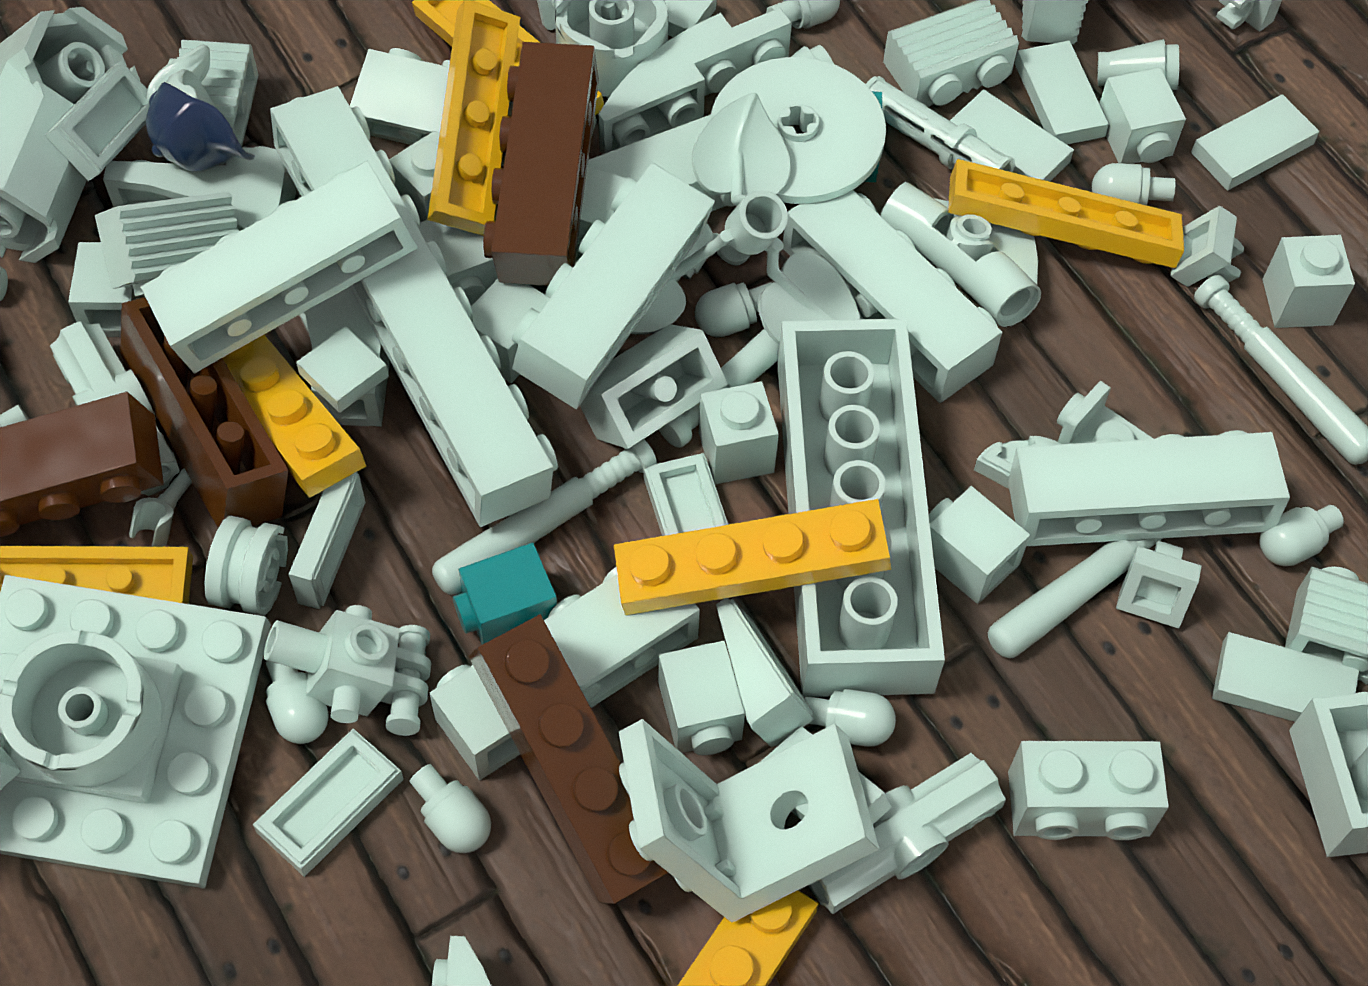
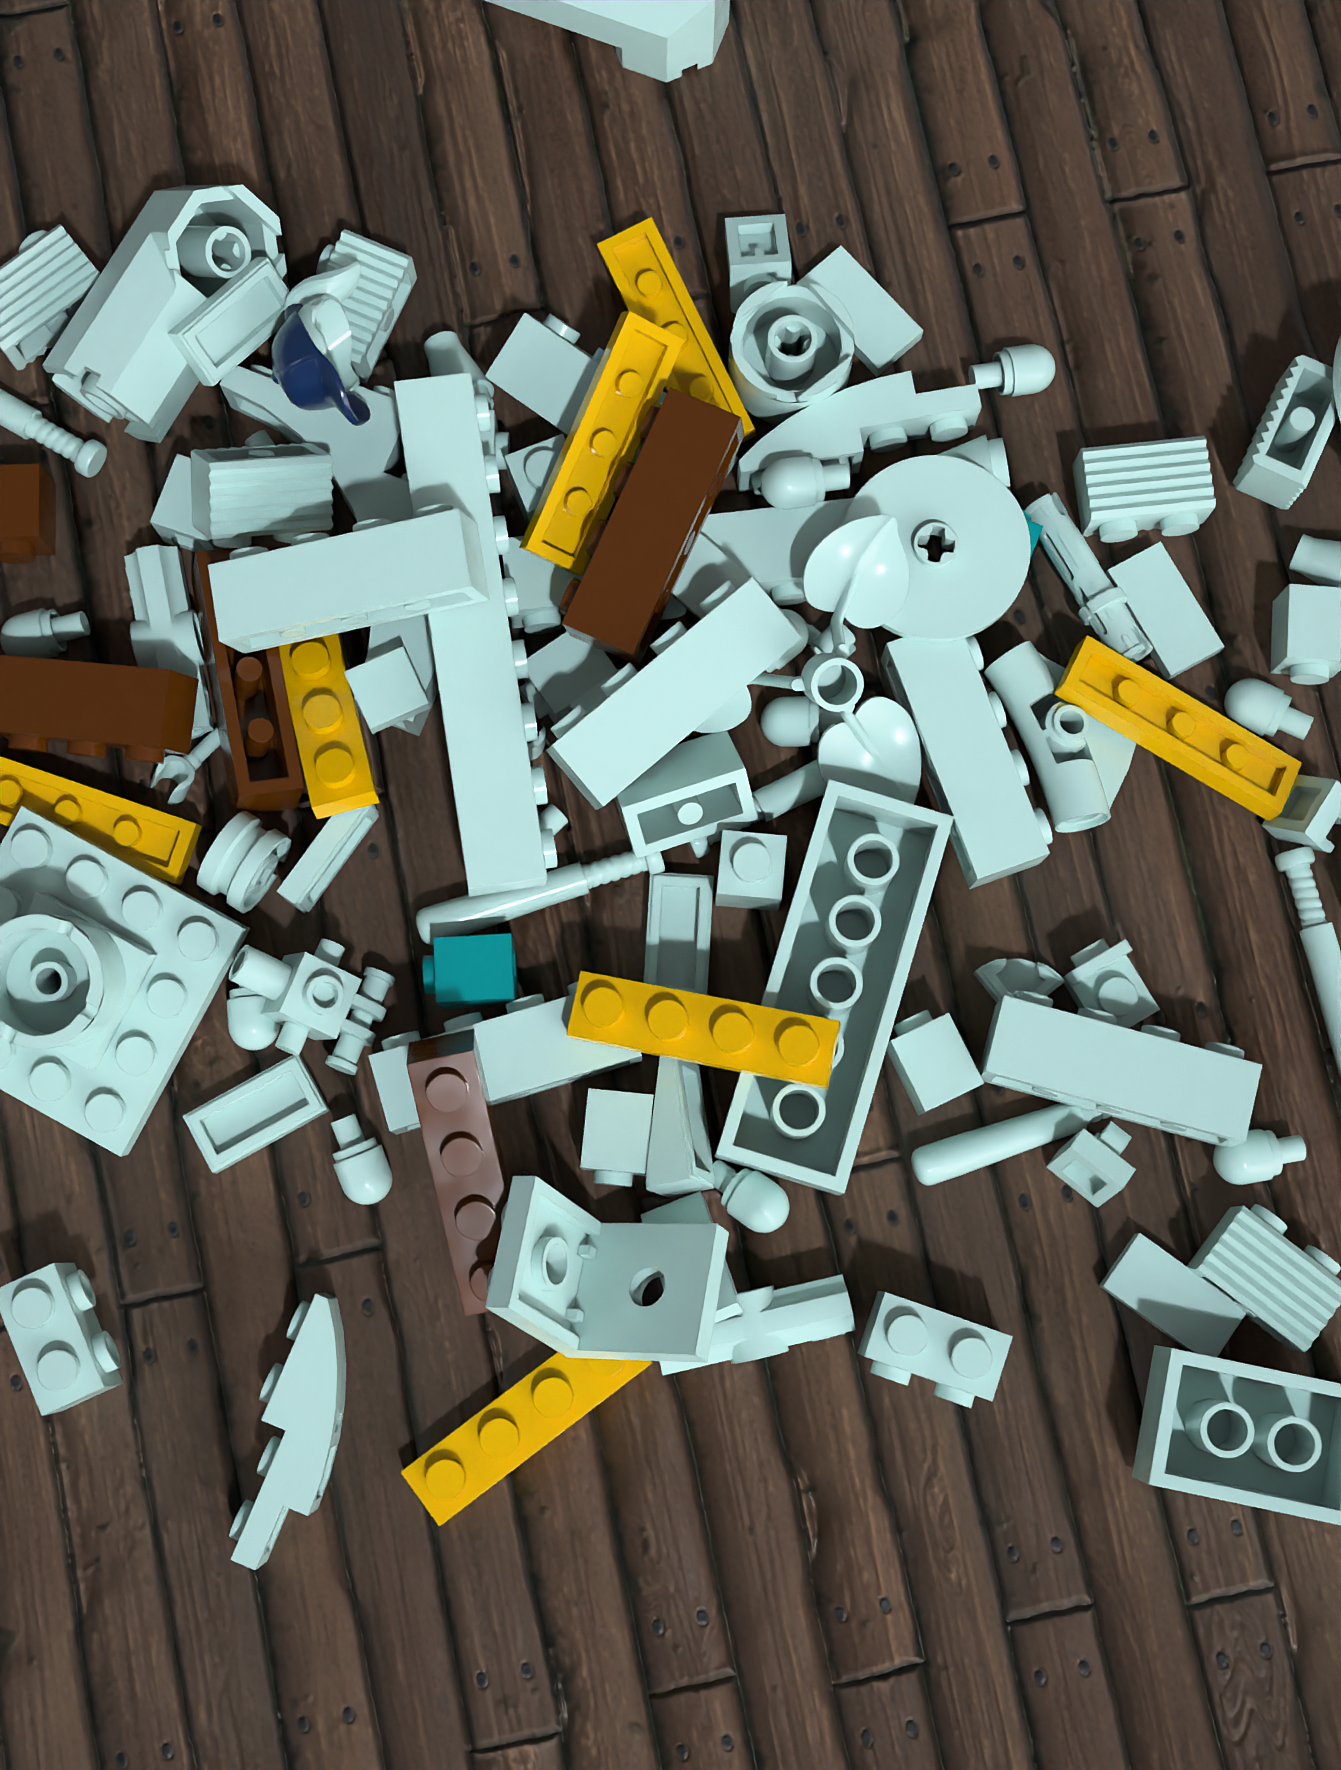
camera: 20 degrees right, 20 degrees up
(661, 111) = (801, 482): none -> light aqua cylinder
(1061, 92) = (1243, 568): light aqua tile -> none

